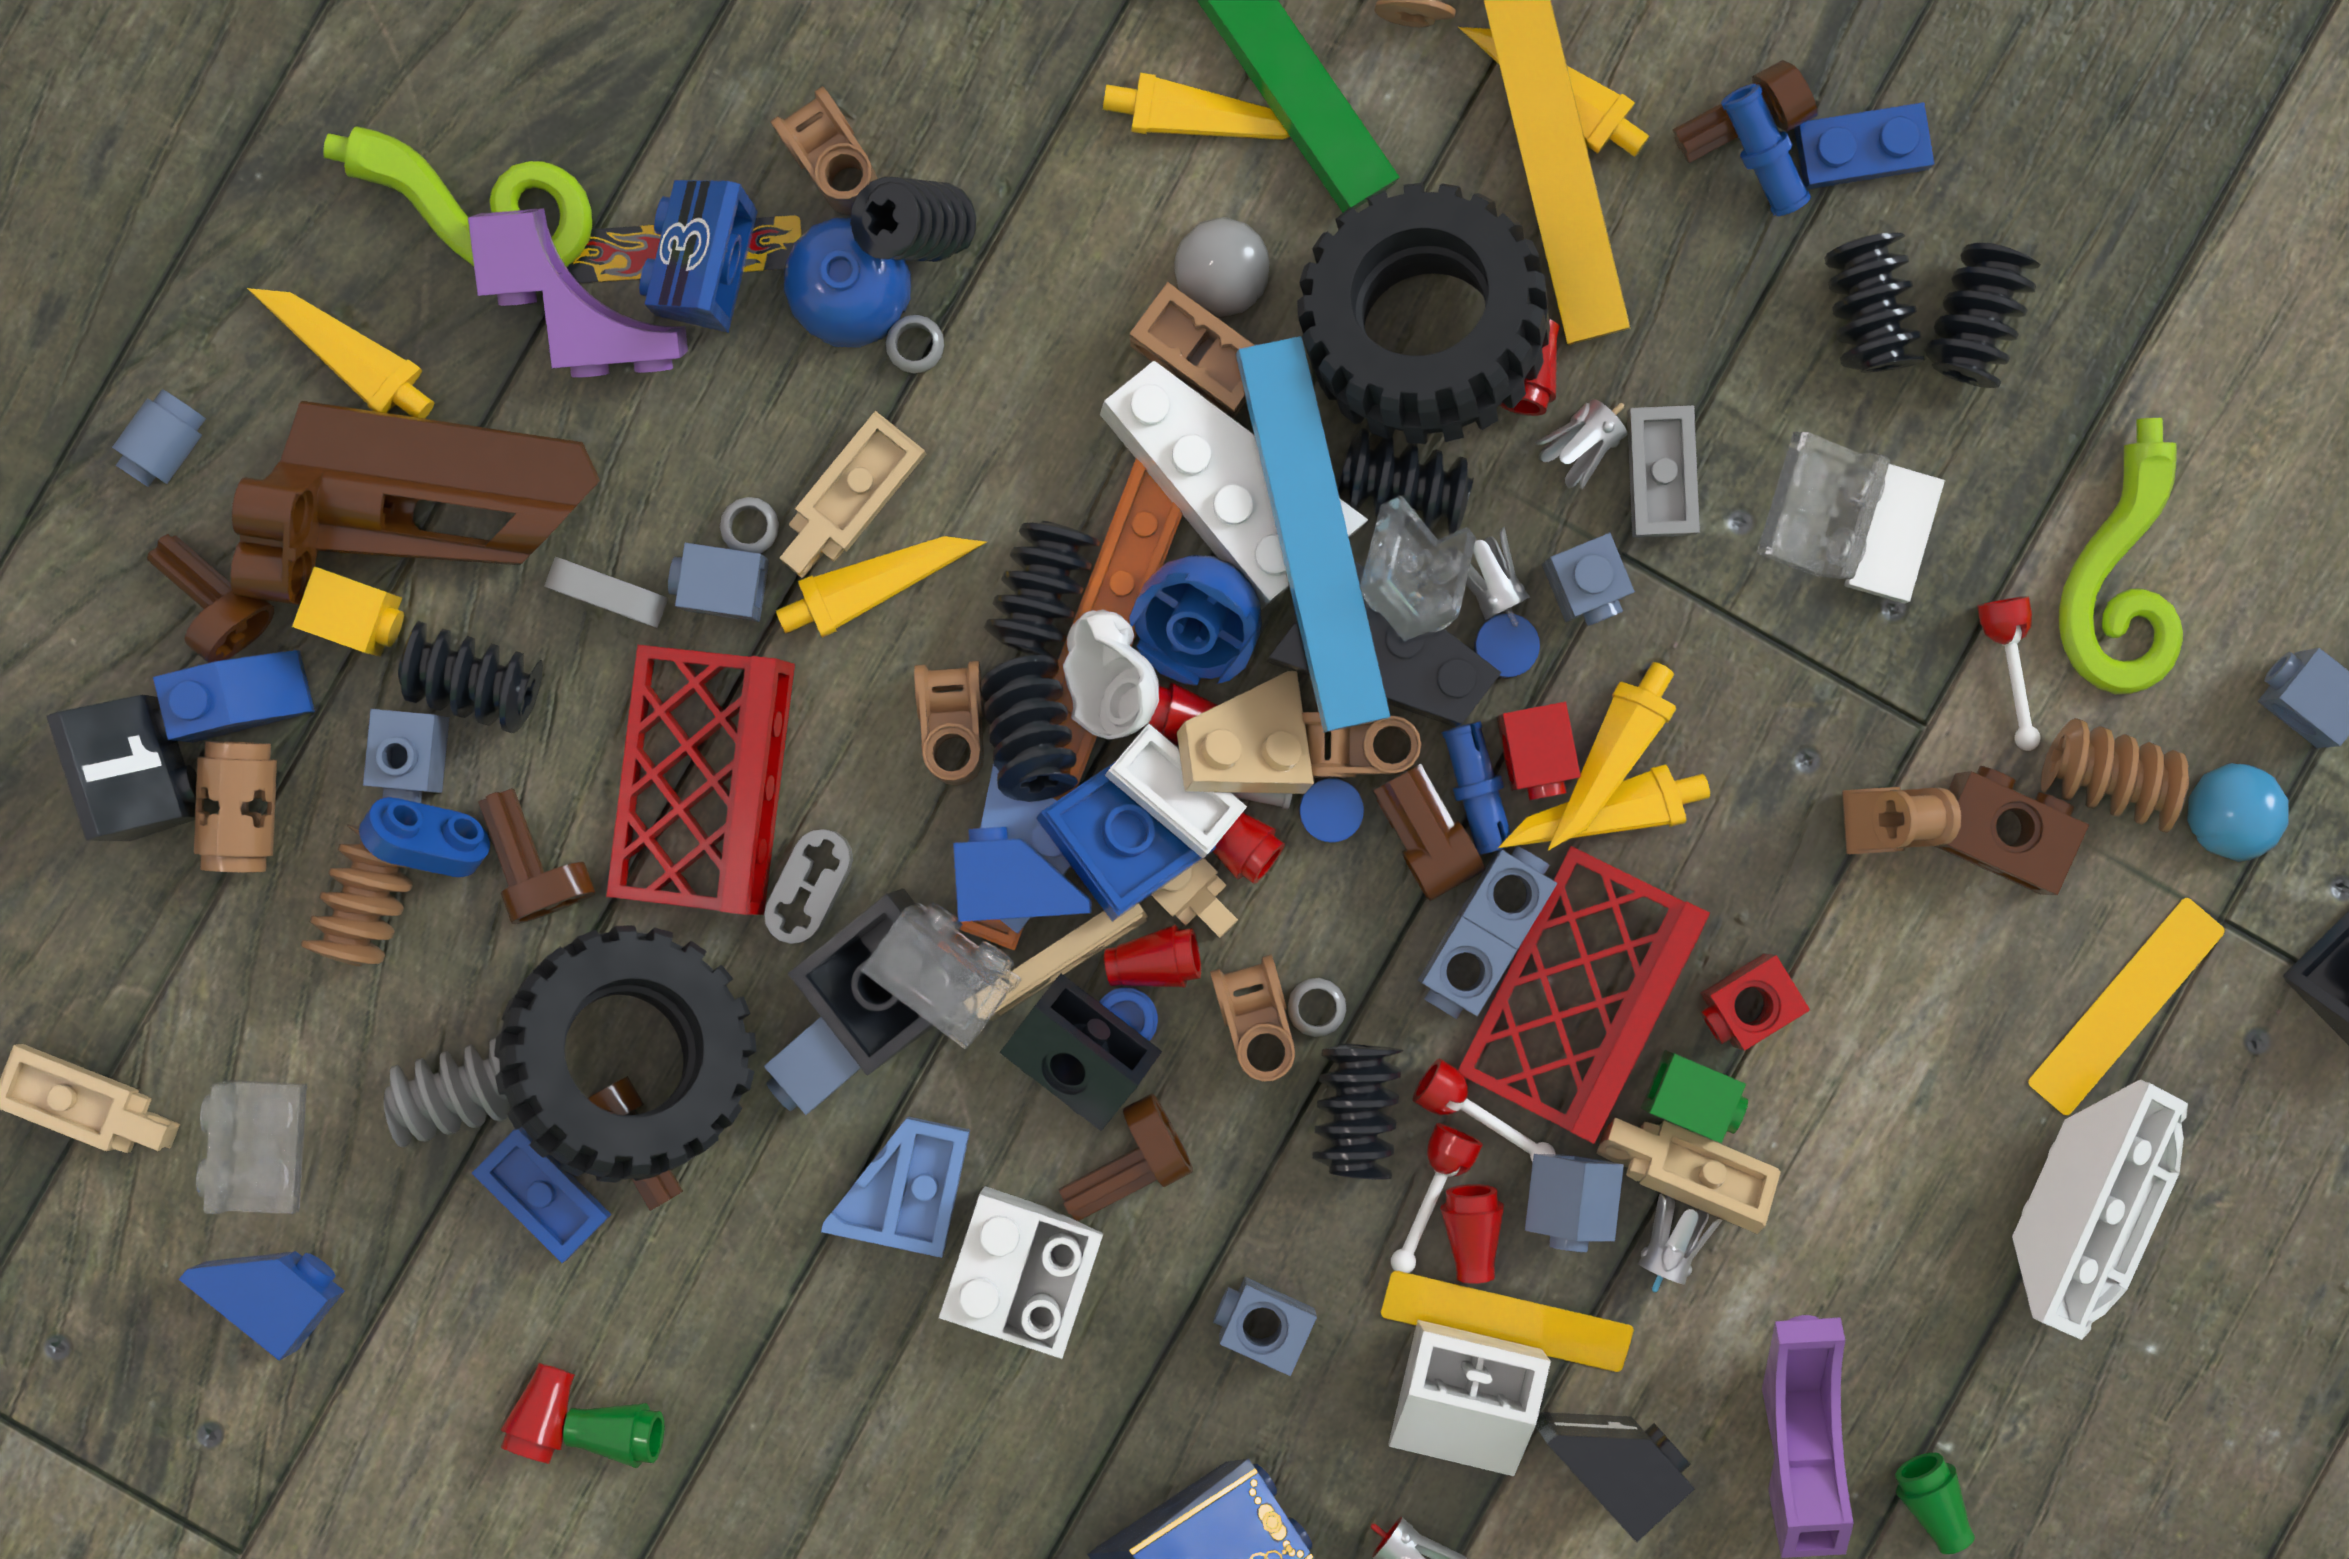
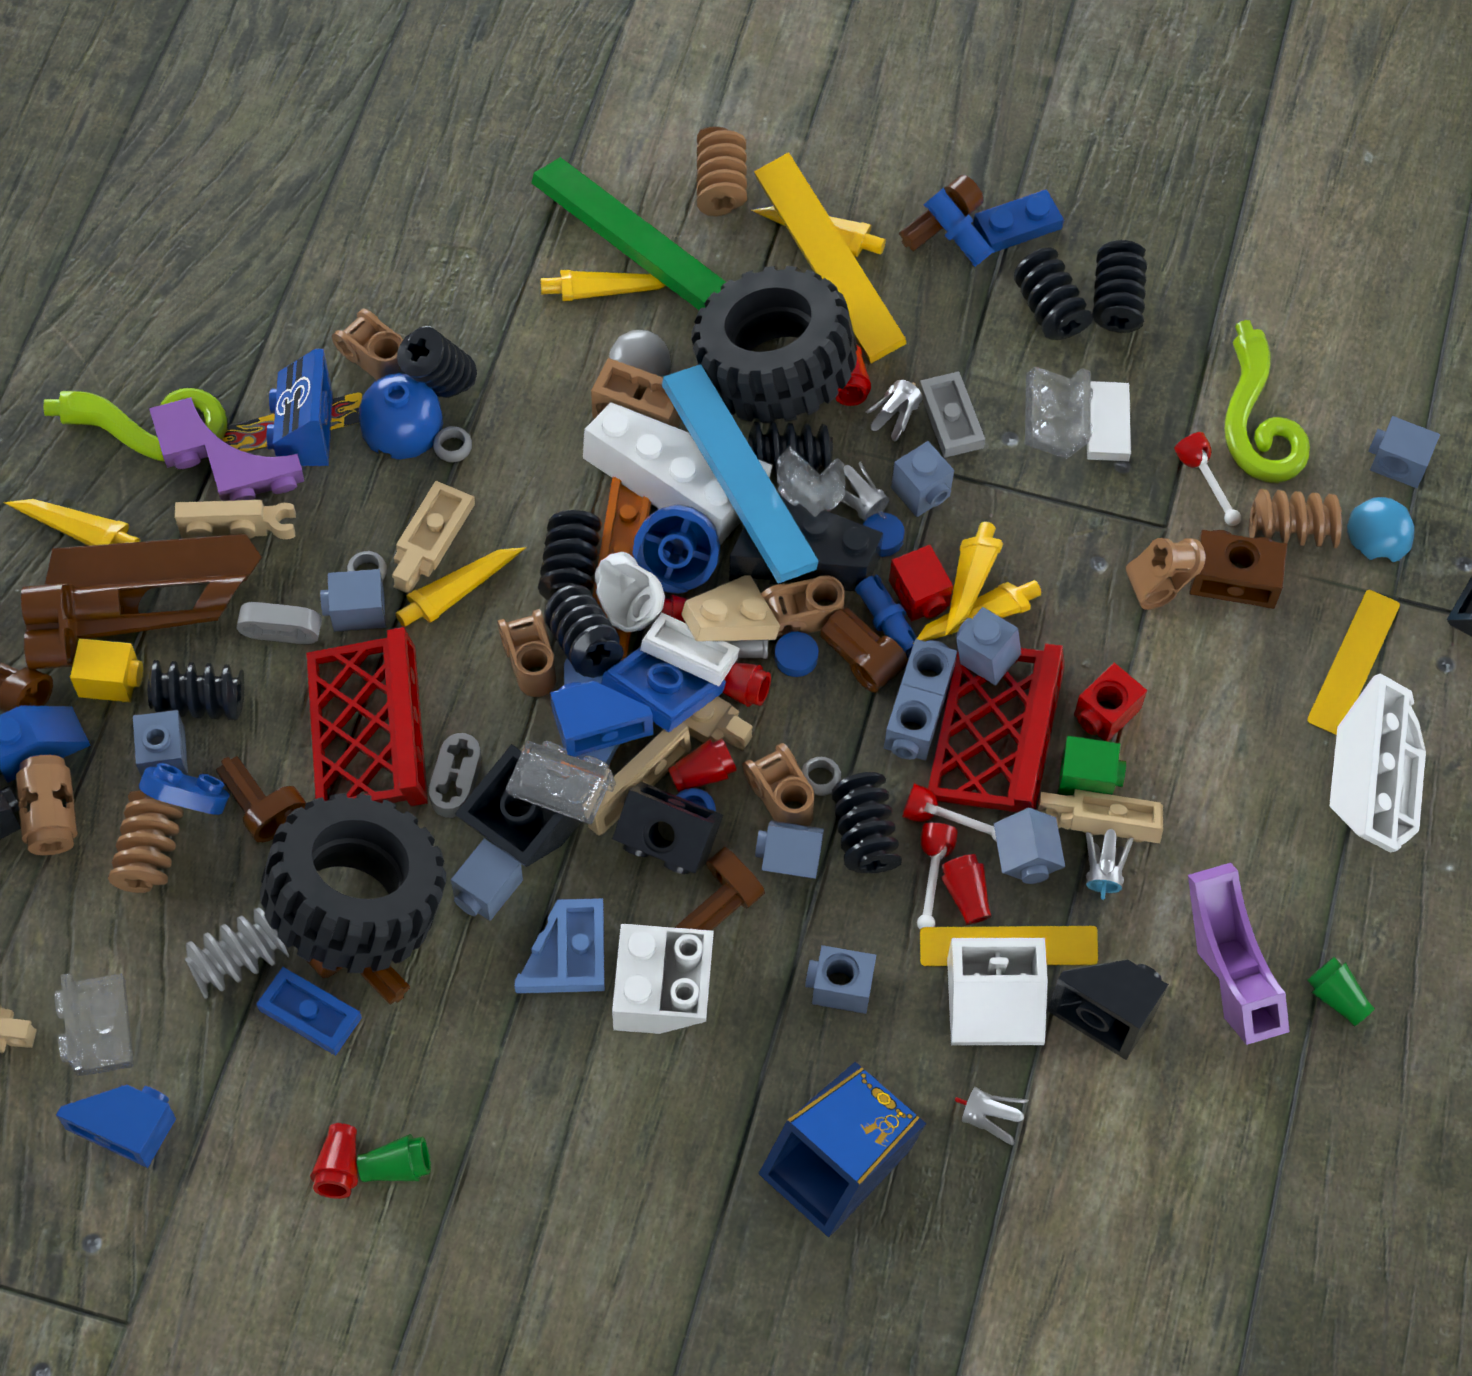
camera: 20 degrees left, 25 degrees down
(579, 410) = (233, 518): none -> tan plate
(1243, 1123) = (790, 849): none -> sand blue brick
(1602, 884) = (988, 645): none -> sand blue brick

